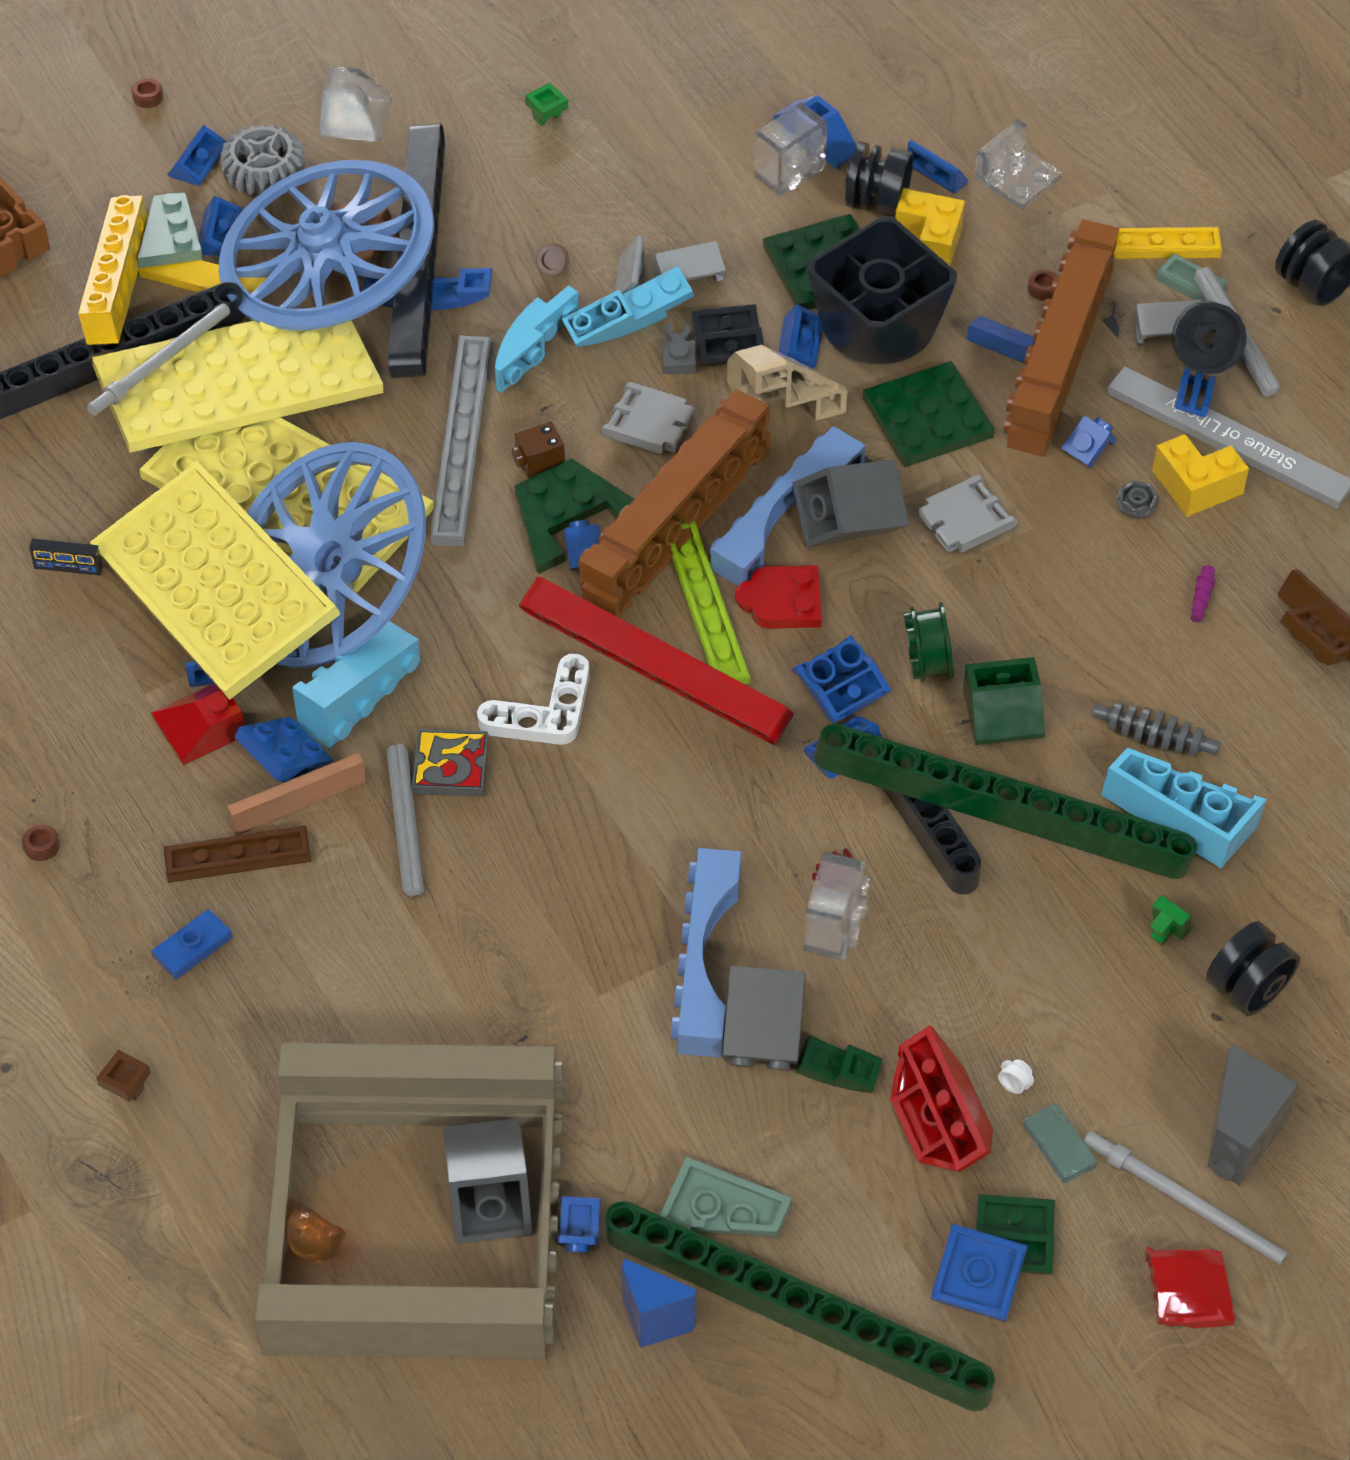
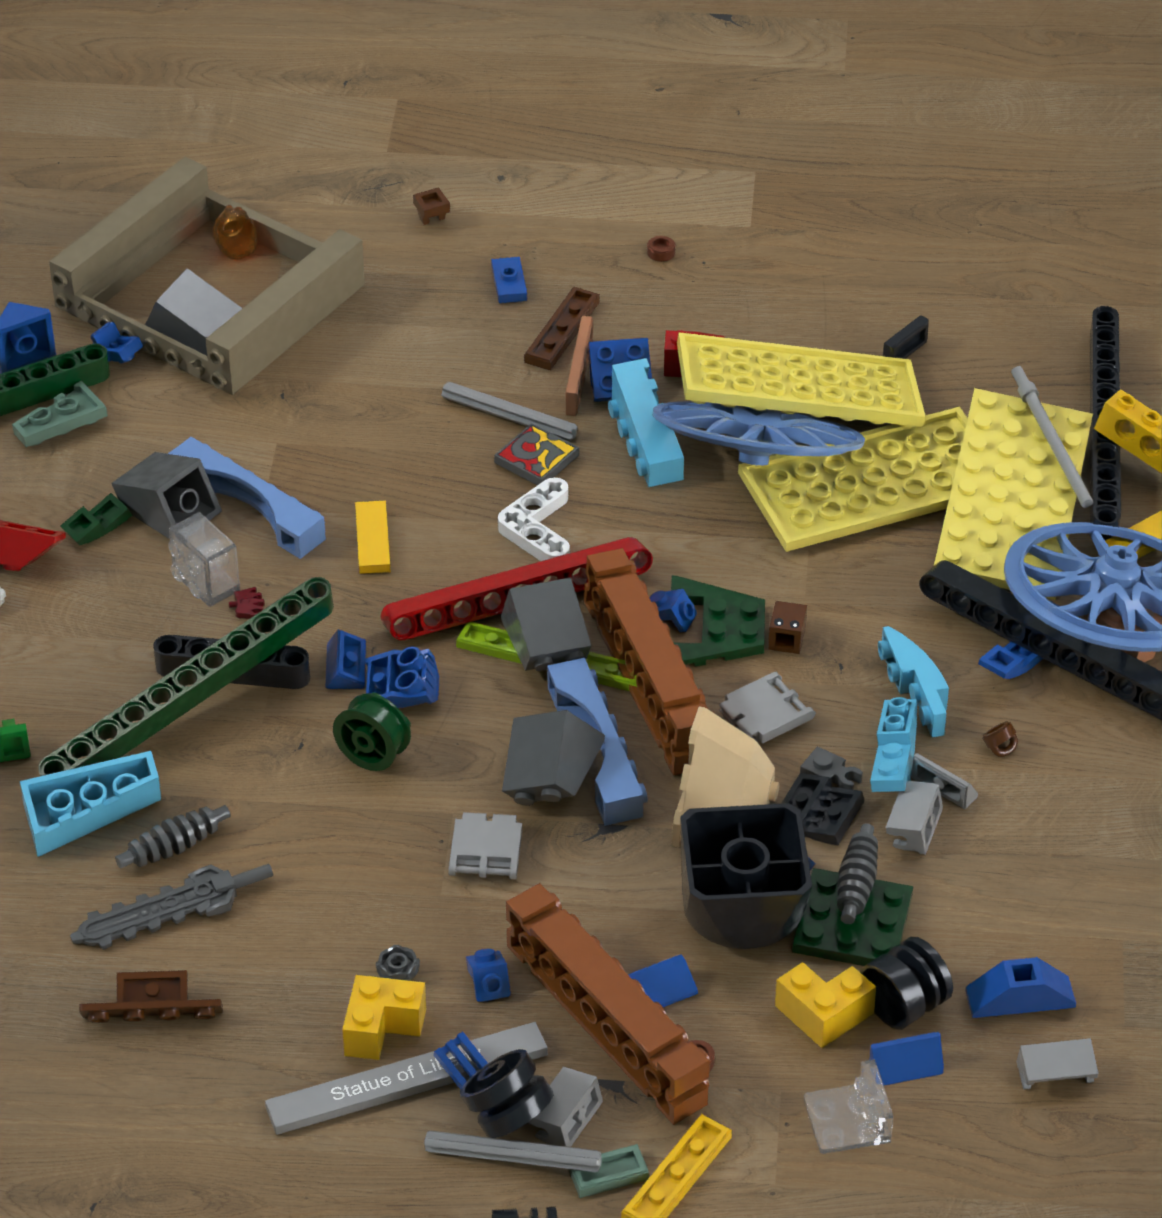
camera: 125 degrees right, 10 degrees down
(461, 441) = (843, 597): light grey tile -> none
(669, 823) = (372, 537): none -> yellow tile
(694, 599) = (546, 624): none -> dark grey slope
(782, 597) = (512, 696): red plate -> none
(790, 149) = (993, 931): clear brick -> none
(791, 255) = (857, 873): none -> dark grey piece
(865, 84) = (1056, 1062): none -> light grey hinge
(928, 413) = (620, 890): dark green plate -> none
(1004, 700) = (286, 756): dark green slope -> none
(1188, 671) = (205, 891): none -> dark grey bar
(1203, 589) = (270, 954): magenta animal -> none

